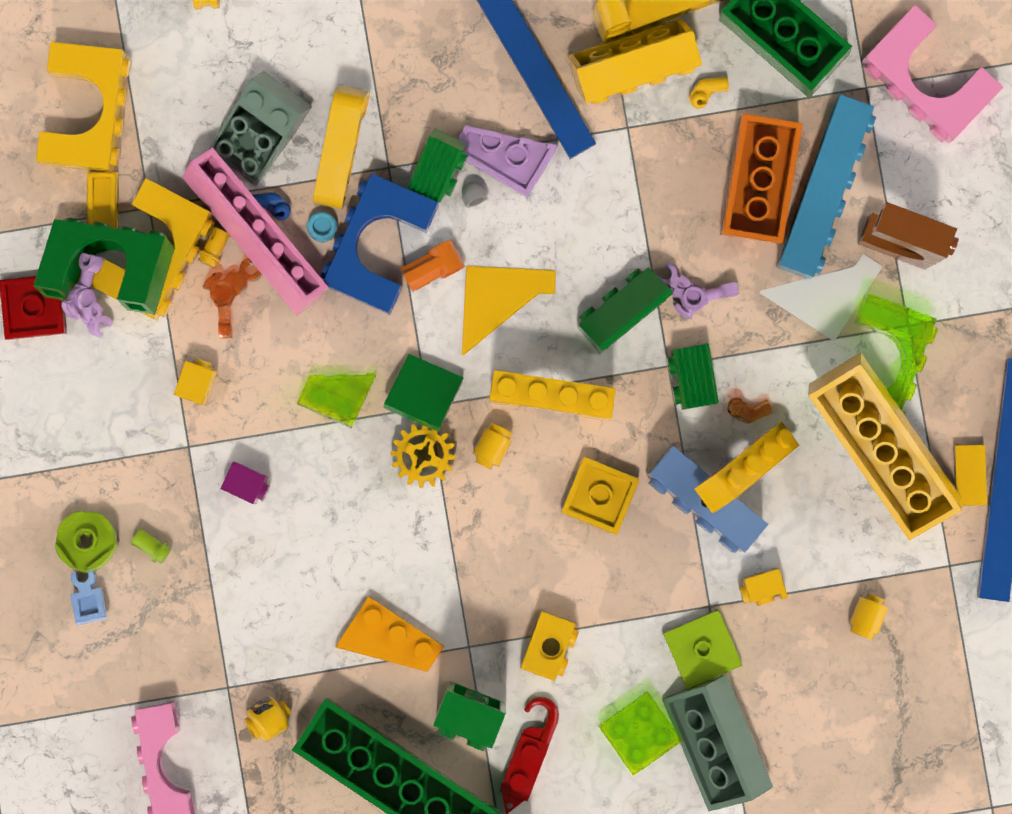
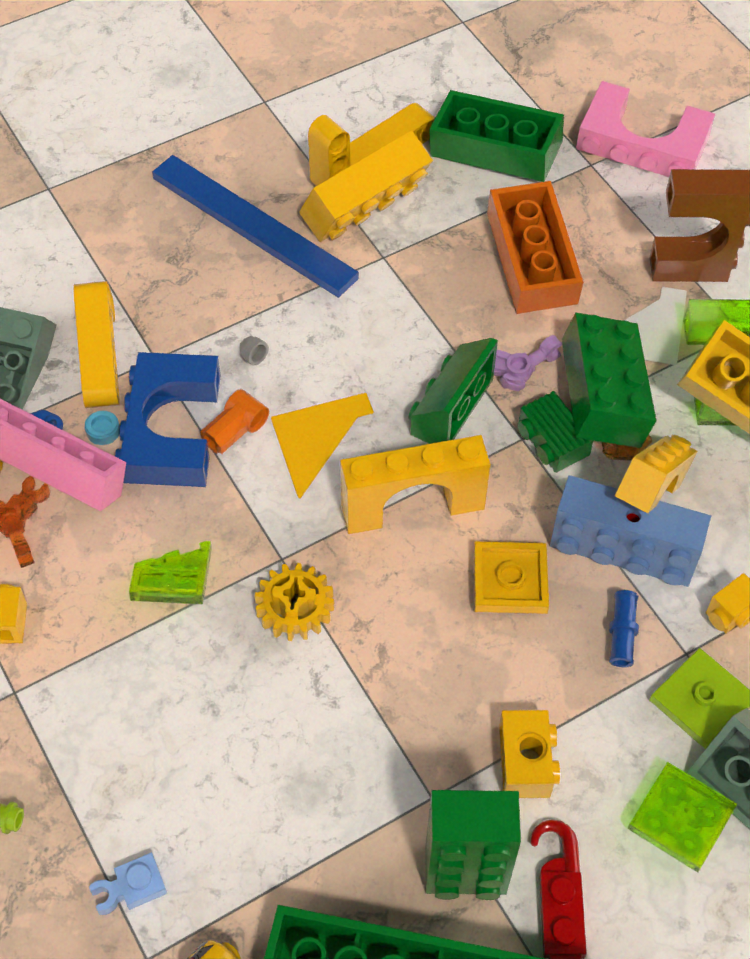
camera: 20 degrees left, 30 degrees down
(236, 632) = (135, 883): none -> light blue plate
(246, 483) = (94, 700): magenta brick -> none
(389, 637) = (331, 817): light orange wing -> none
(423, 392) = (270, 538): green tile -> none
(438, 165) = (206, 325): green brick -> none
(492, 446) = (369, 566): yellow brick -> none
(507, 158) = (275, 312): lavender wing -> none
(668, 572) = (623, 628): none -> blue pin
(705, 88) = (443, 203): yellow arm -> none
(756, 352) = (608, 380): none -> green brick
(826, 186) = (598, 239): dark azure brick -> none

